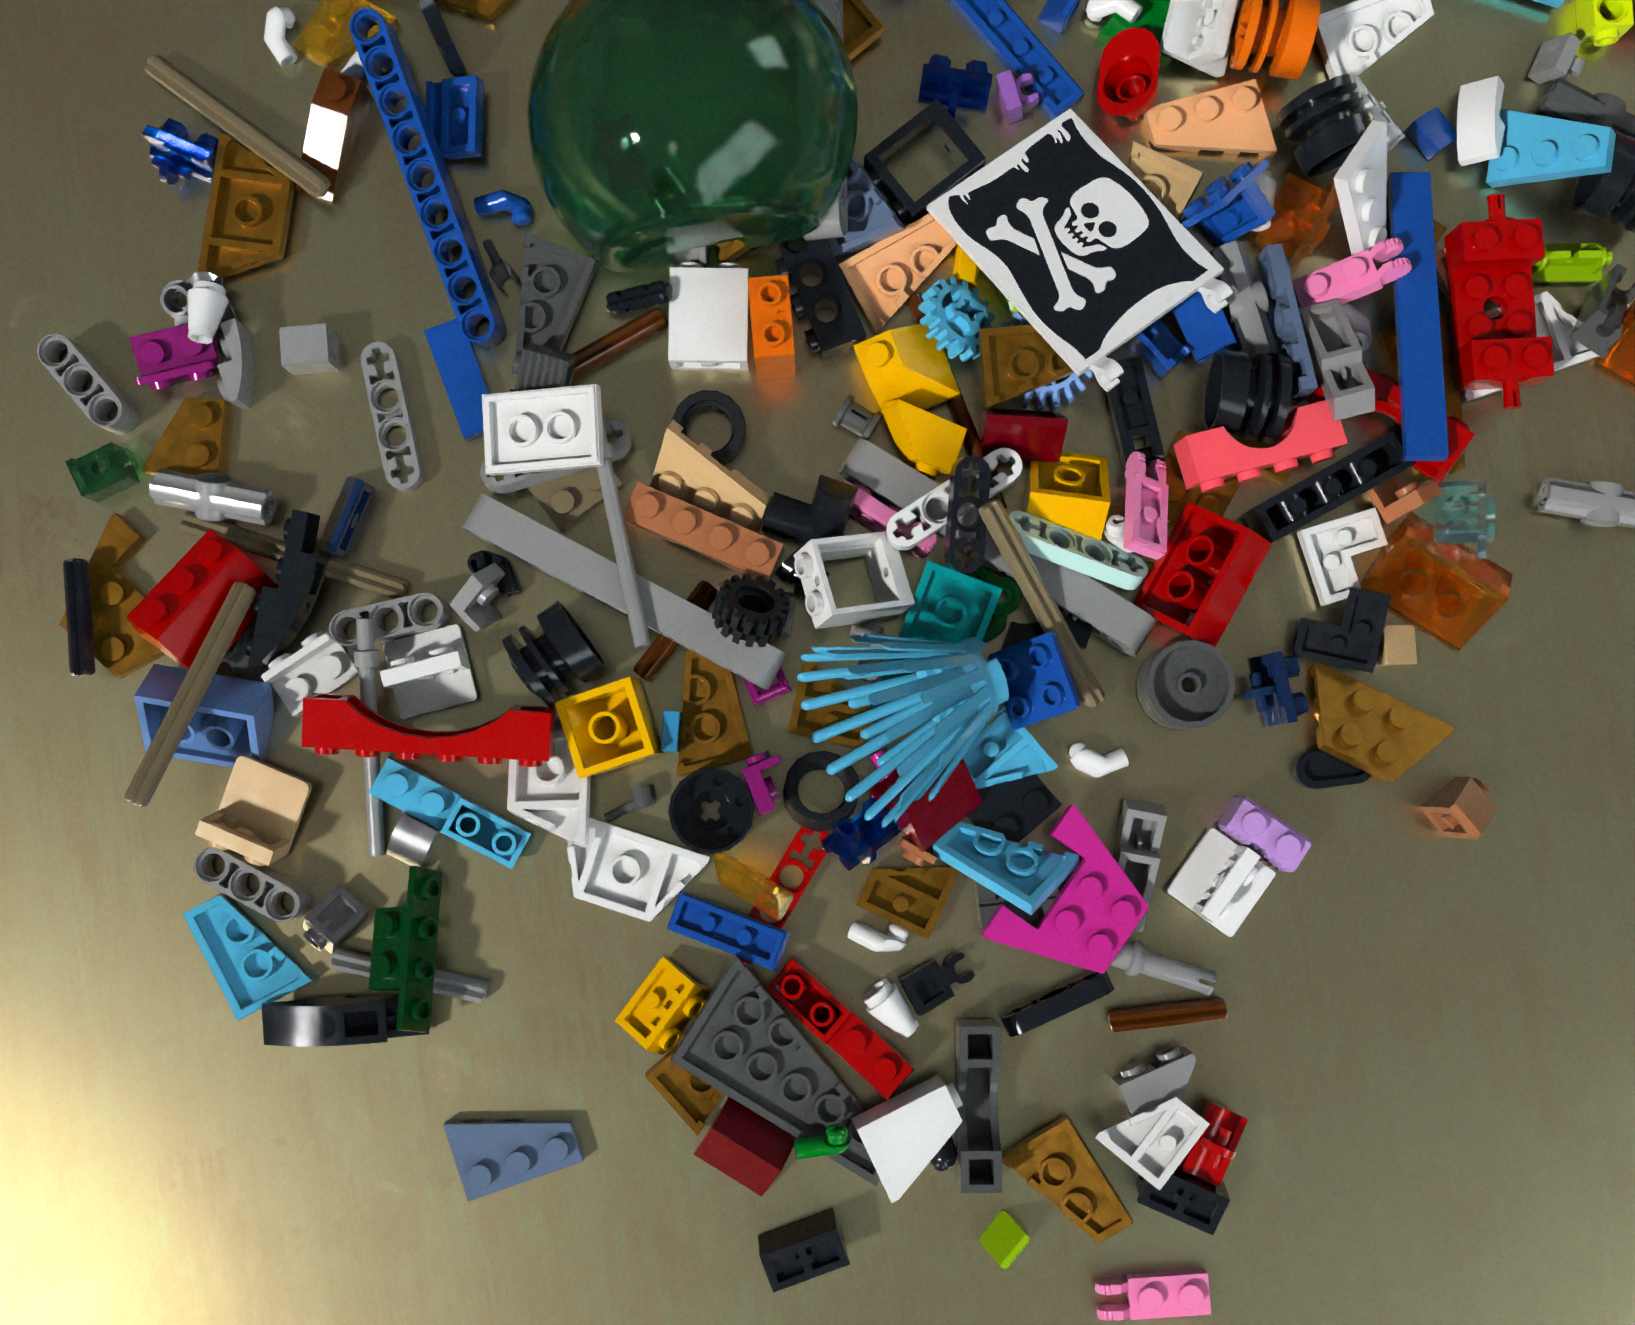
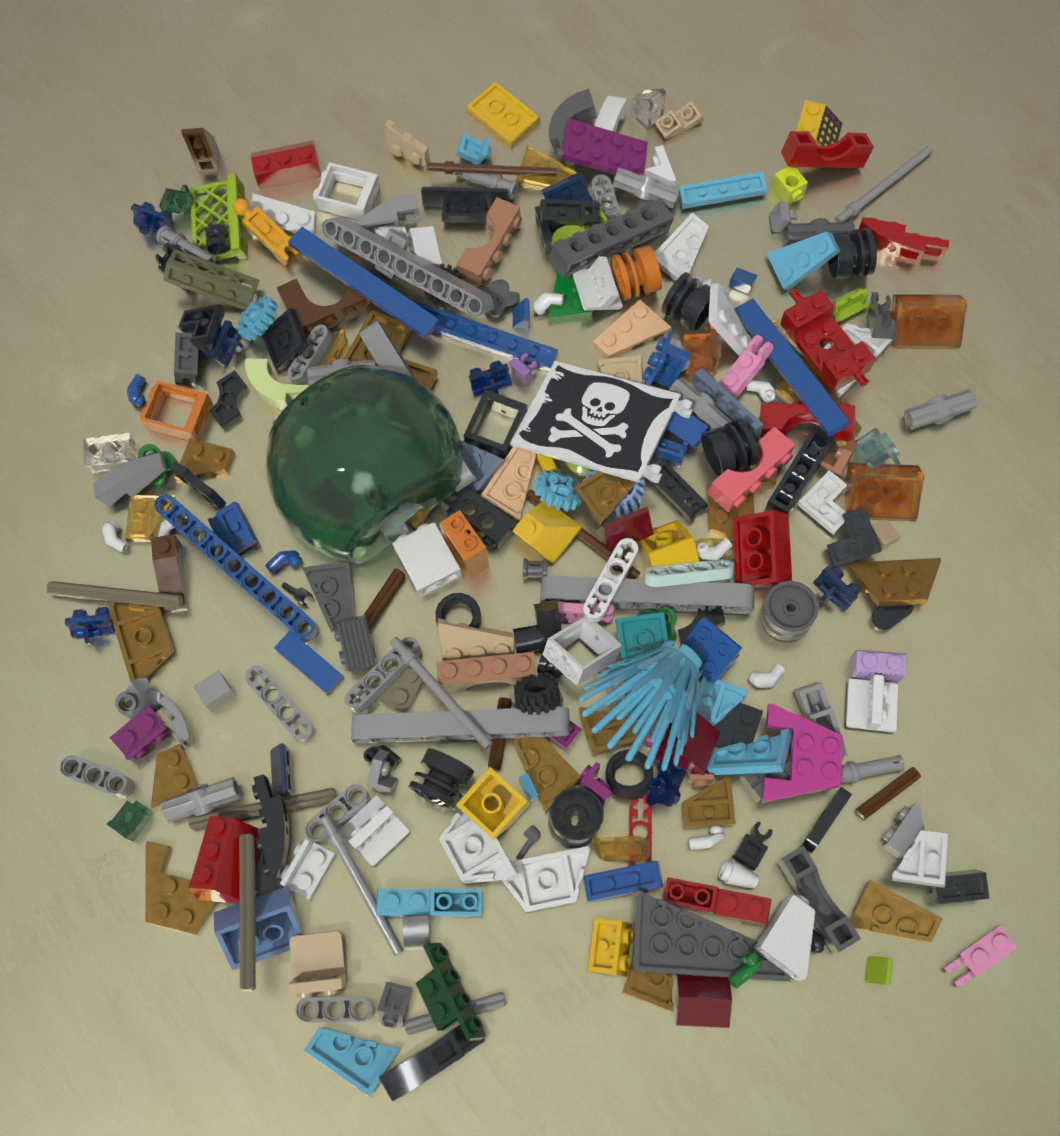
camera: 25 degrees left, 15 degrees down
(79, 617) = (157, 908): black axle -> none
(205, 310) = (147, 697): white cone -> none
(346, 723) = (345, 880): red arch -> none
(509, 1153) = (569, 1087): sand blue wing -> none
(543, 430) = (370, 661): white tile -> none
(639, 297) = (383, 567): black axle -> none
(803, 1250) = (771, 1043): black hinge -> none
(923, 438) = (575, 558): yellow slope -> none
(958, 483) = (626, 572): black beam -> none
(1040, 599) = (683, 604): dark tan axle -> none
(1129, 73) = (575, 328): red piece -> none
(1146, 506) = (713, 530): bright pink hinge -> none
(1216, 1146) = (959, 848): red hips -> none
(1337, 360) = (765, 407): light grey slope -> none
(1461, 808) = (969, 596): nougat slope -> none
(1478, 121) = (762, 263): white slope -> none

